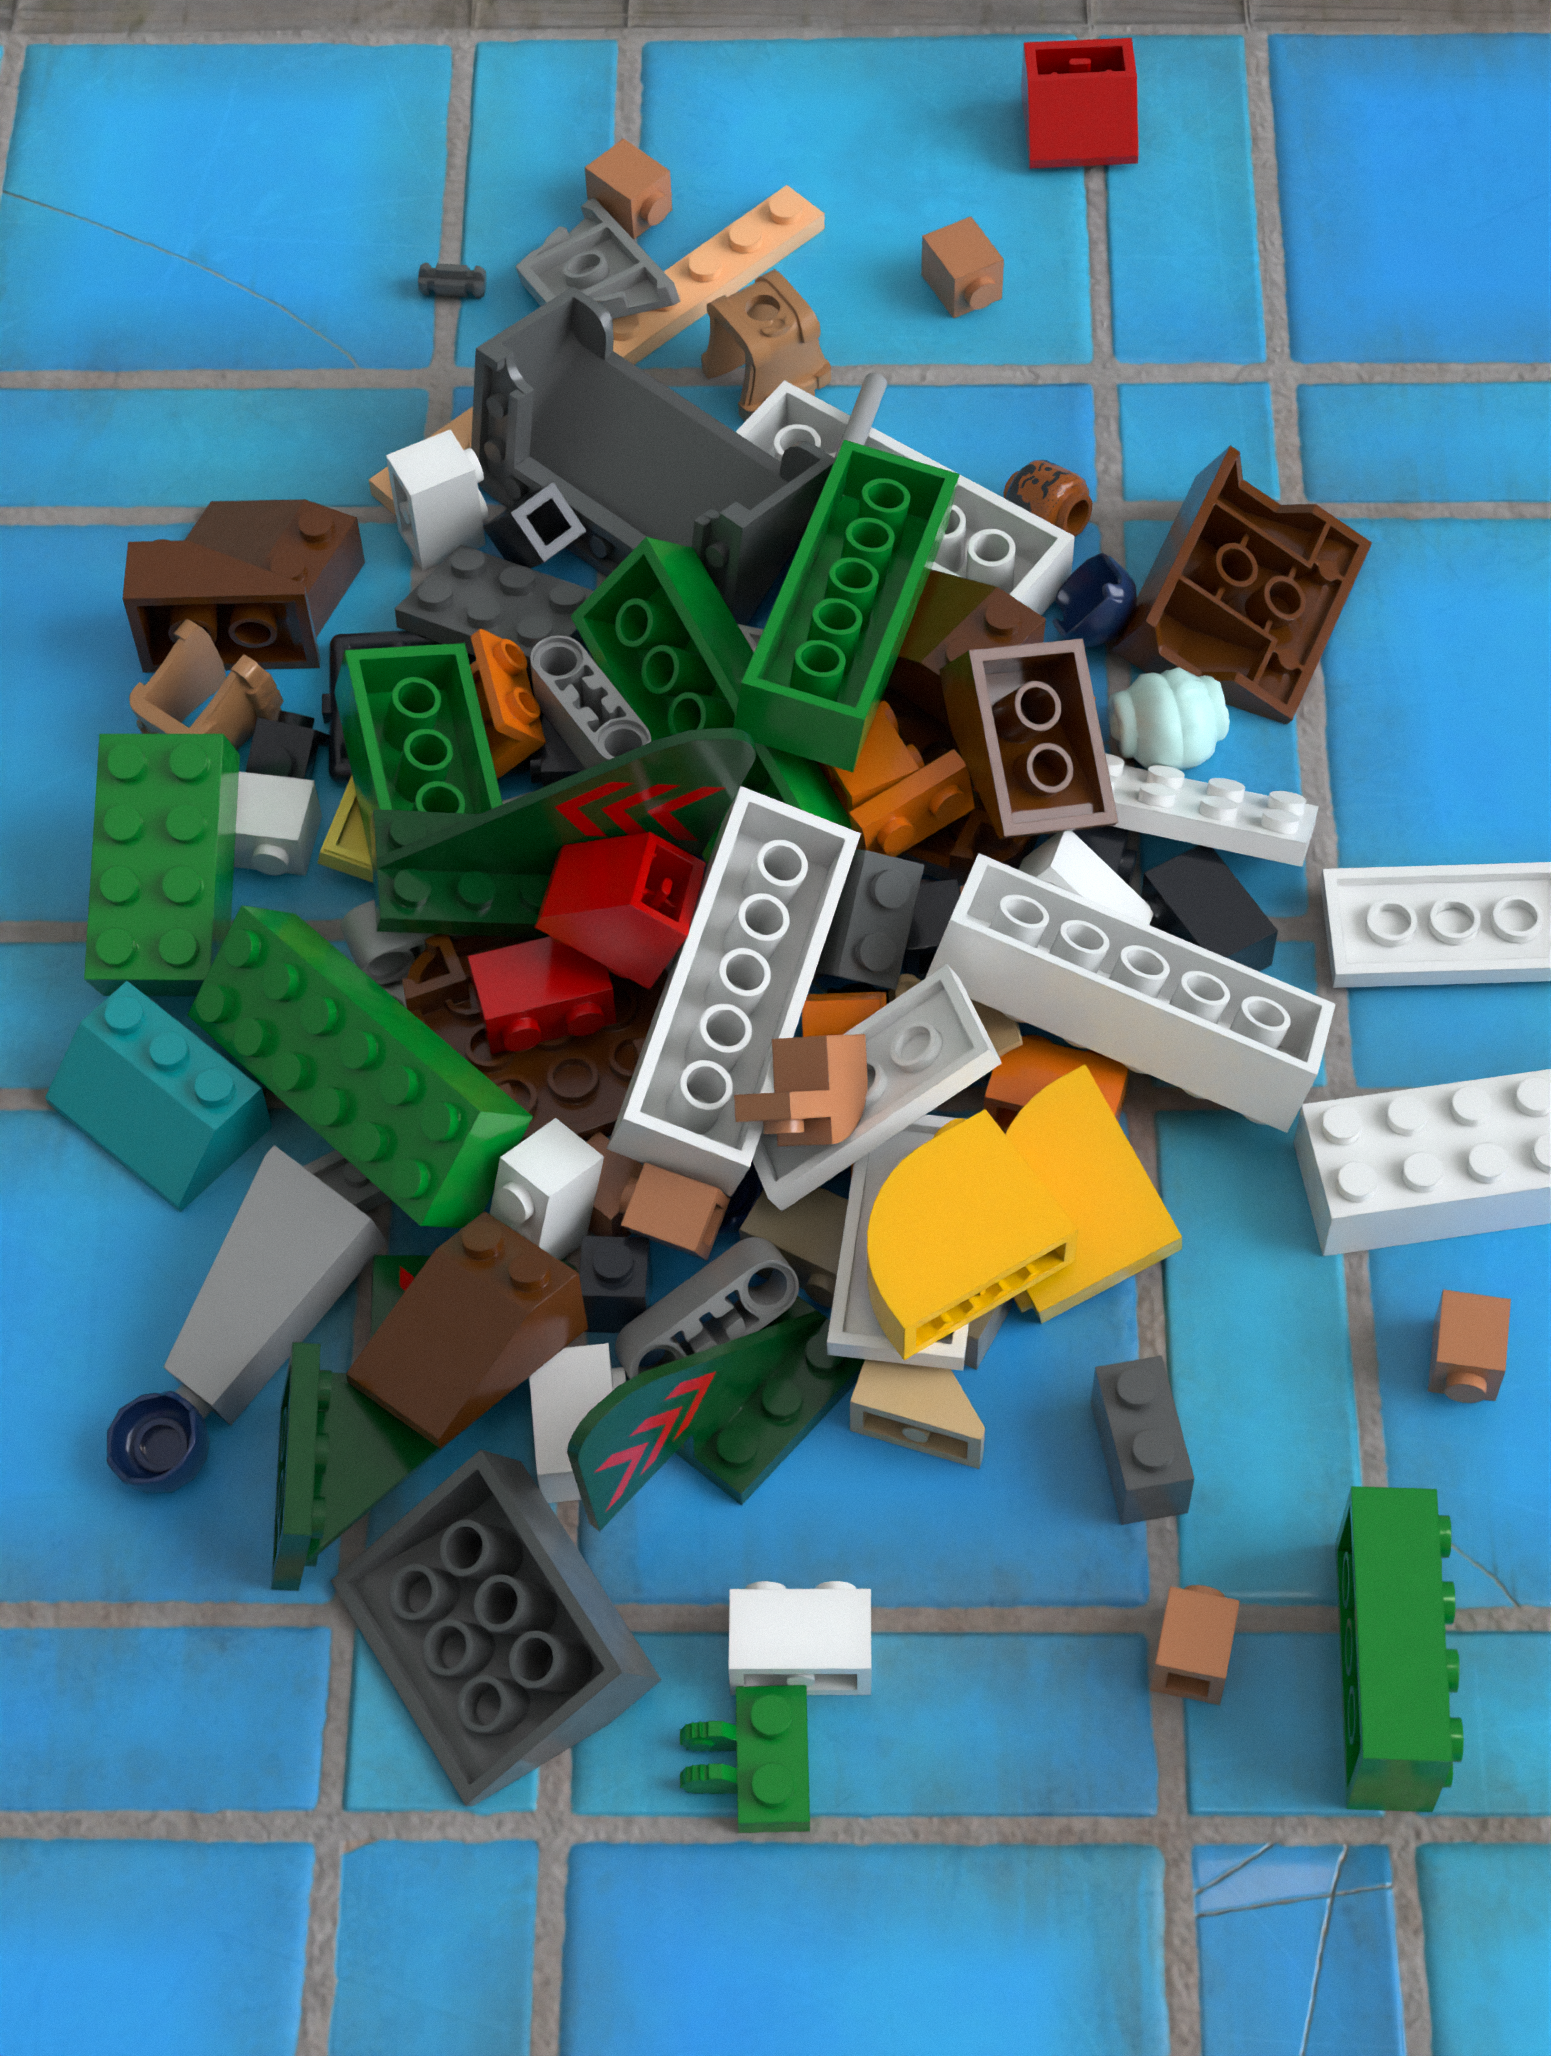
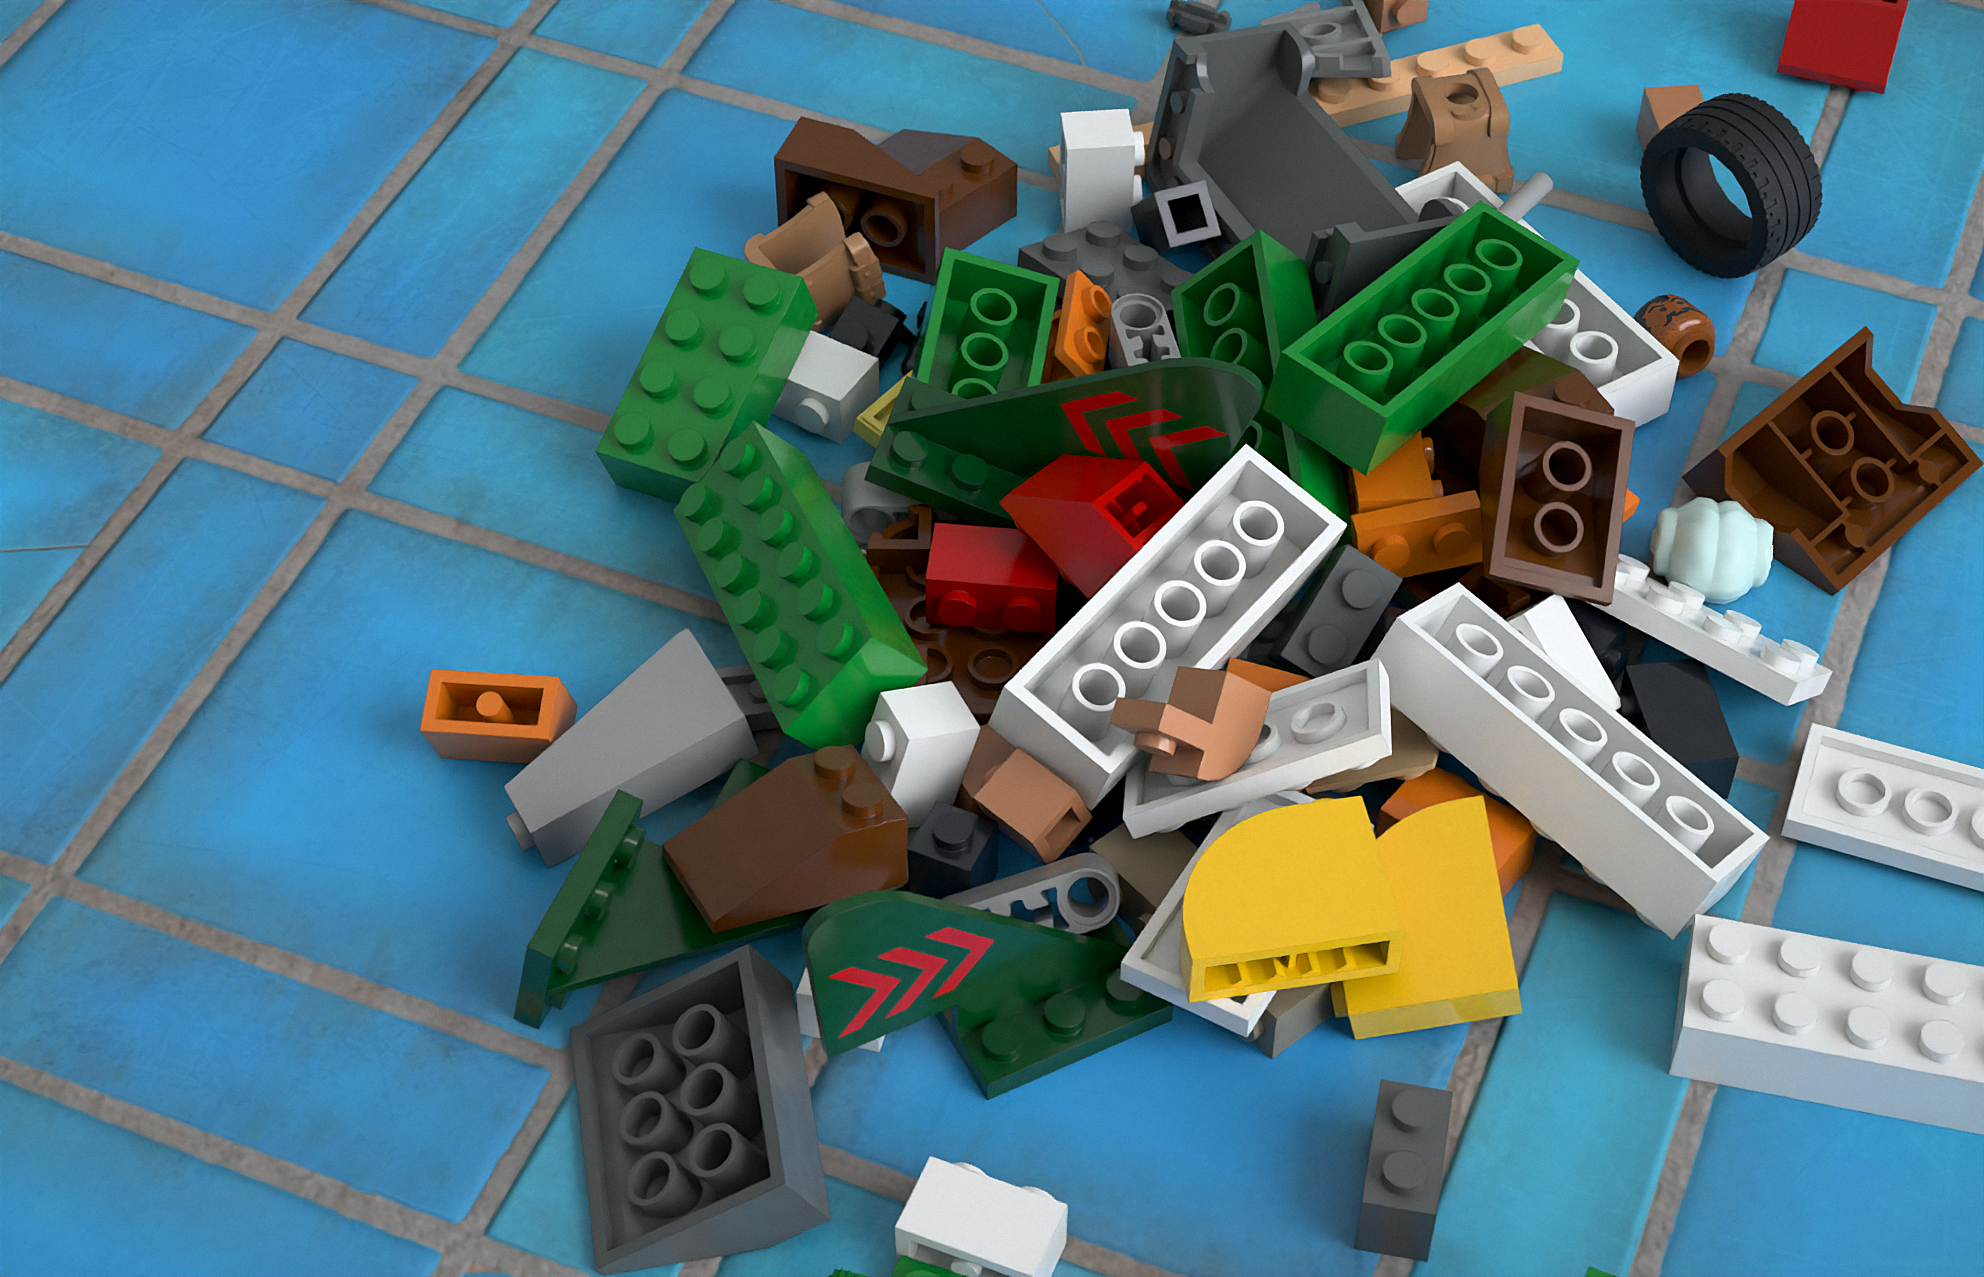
camera: 20 degrees right, 10 degrees down
(119, 1294) = (495, 715): none -> orange brick
(157, 1097) = (616, 572): teal slope -> none
(157, 1442) = (470, 854): dark blue hair -> none
(917, 1410) = (1190, 1067): tan slope -> none
(1075, 295) = (1769, 165): none -> black tyre
(1096, 601) = (1682, 431): dark blue hair -> none
(1469, 1346) = (1783, 1200): nougat brick -> none

